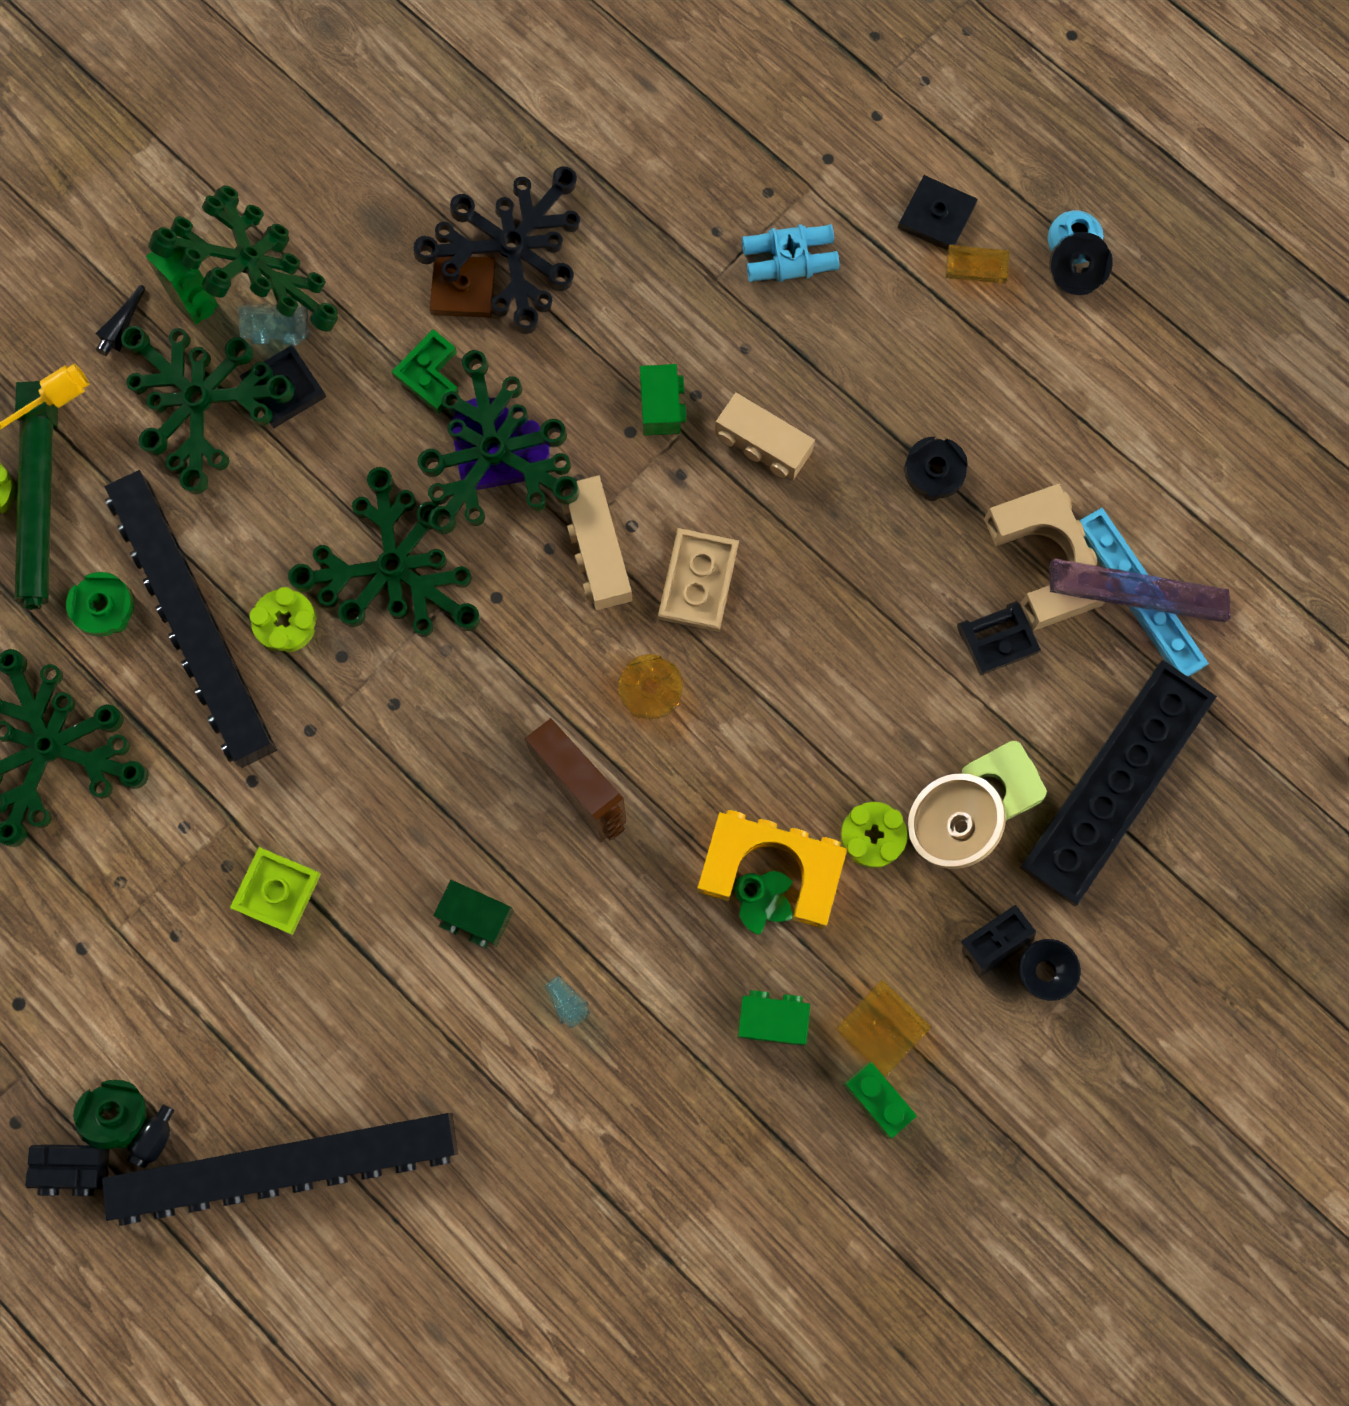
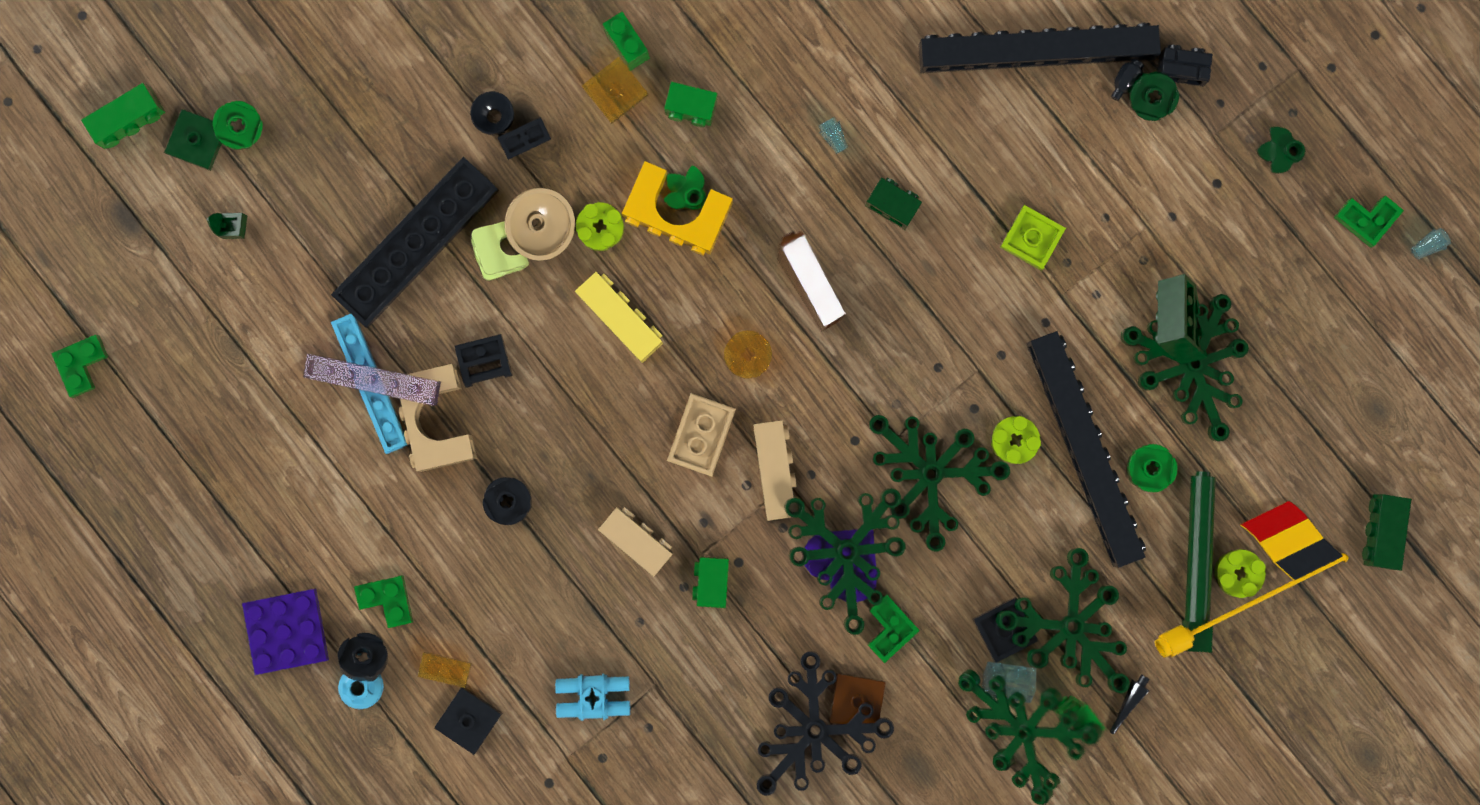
camera: 175 degrees left, 10 degrees up
(68, 797) = (1177, 319): none -> dark green wedge
(828, 714) = (619, 317): none -> light yellow brick
(1064, 345) = (390, 594): none -> green plate
(1181, 287) = (285, 631): none -> dark purple plate

